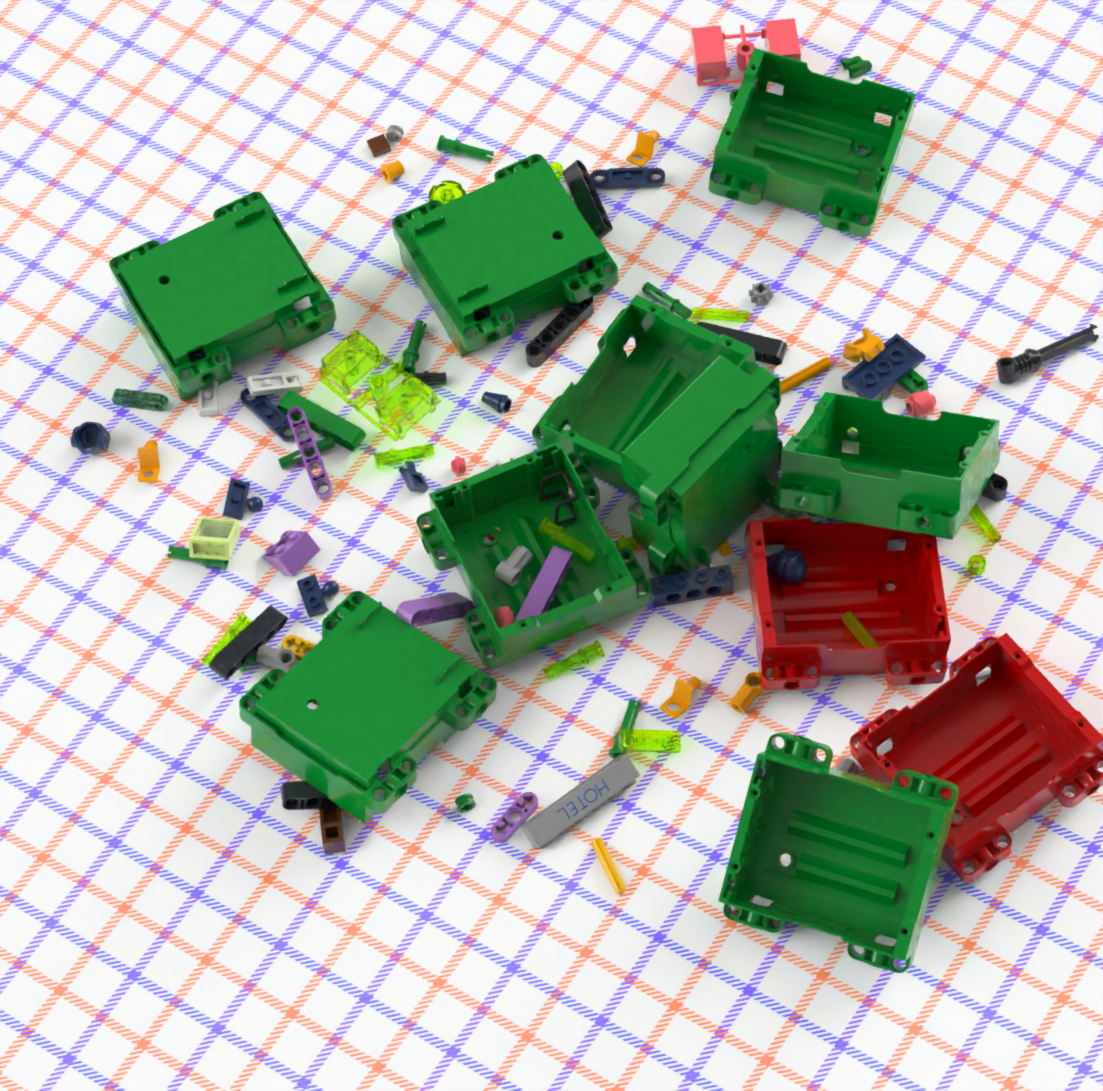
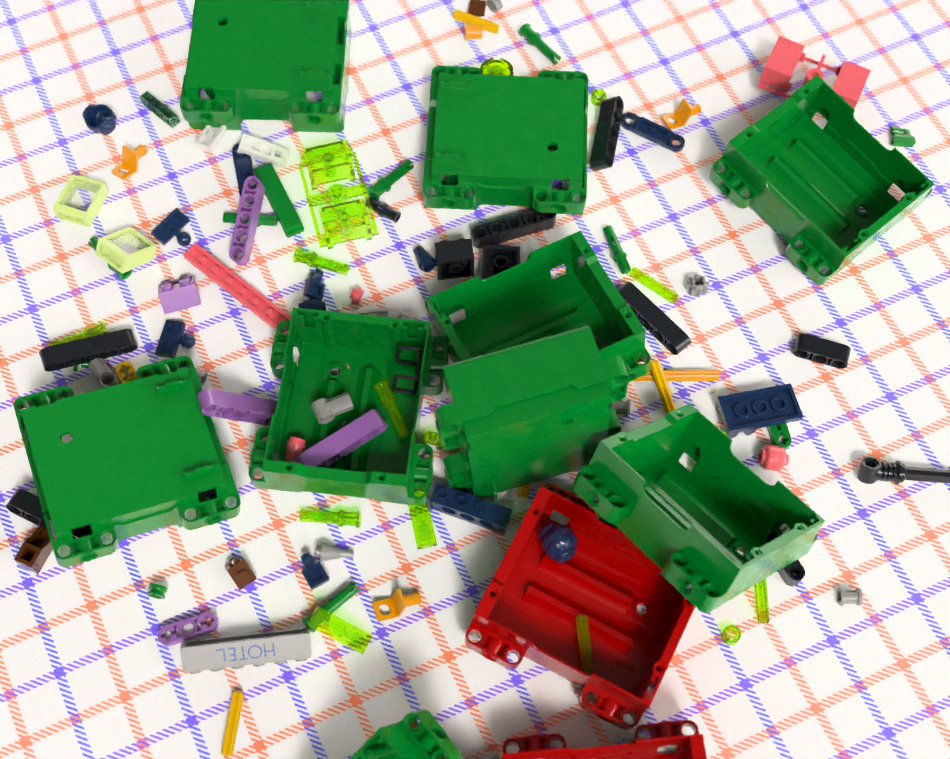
camera: 25 degrees right, 5 degrees up
(130, 521) = (80, 200): none -> yellowish green window
(344, 518) = (235, 286): none -> coral plate
(386, 159) = (474, 20): none -> yellow axle
(421, 499) = (315, 304): none -> dark blue brick
(526, 747) = (240, 572): none -> reddish brown bracket
(528, 385) = (454, 259): none -> black brick
(569, 365) = (498, 259): none -> black brick
(590, 690) = (328, 552): none -> light grey cone
(591, 713) = (314, 573): none -> dark blue plate
(656, 624) = (422, 524): none -> clear neon green plate
(746, 694) = (450, 637): light orange piece -> none
(794, 402) = (662, 386): none -> yellow axle
(864, 347) = (753, 380): light orange piece -> none
(905, 292) = (822, 351): none -> black beam
(1054, 480) = (850, 596): none -> light grey bush

